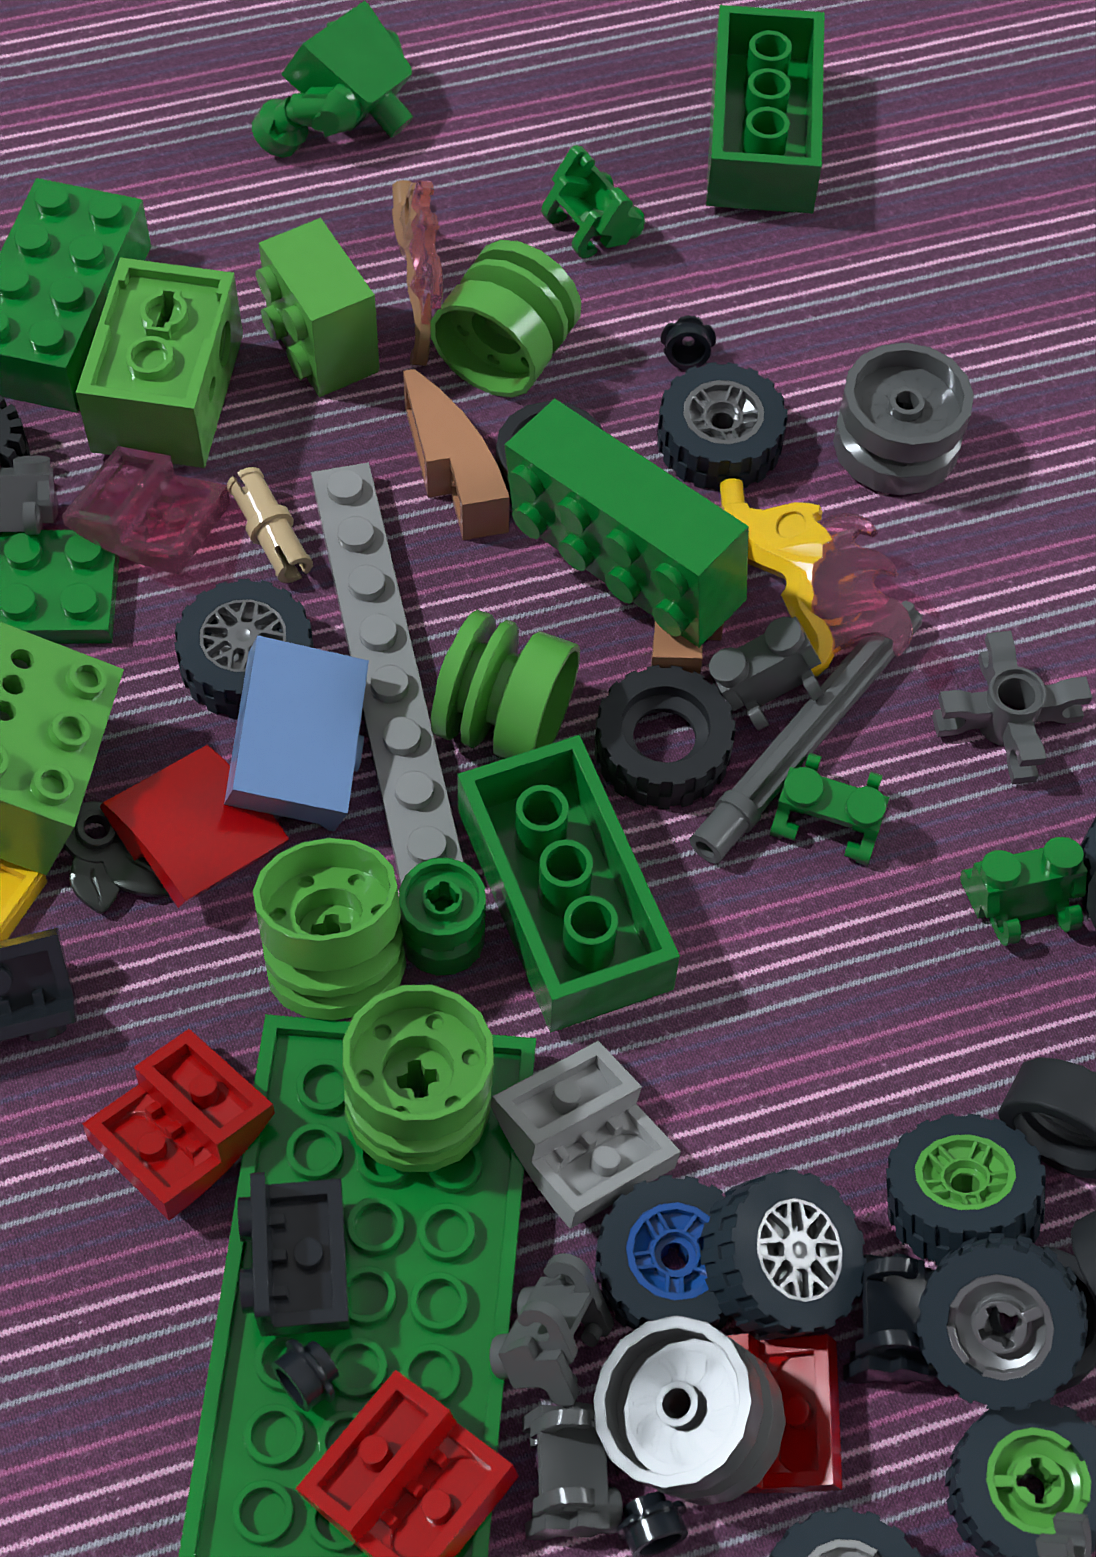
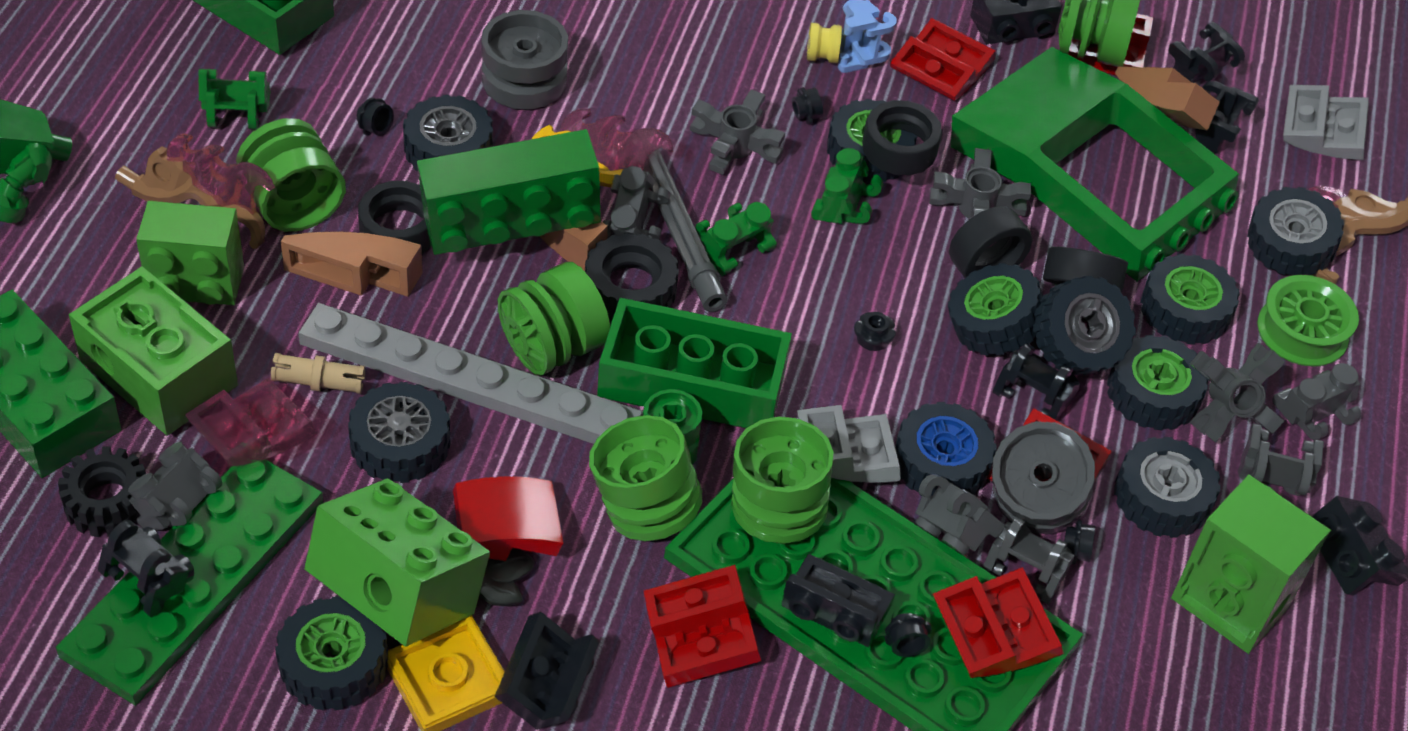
camera: 60 degrees left, 10 degrees down
(297, 732) = (495, 428): medium blue container -> none
(815, 1075) = (874, 331): none -> black plate
(816, 1262) = (984, 394): black wheel -> none

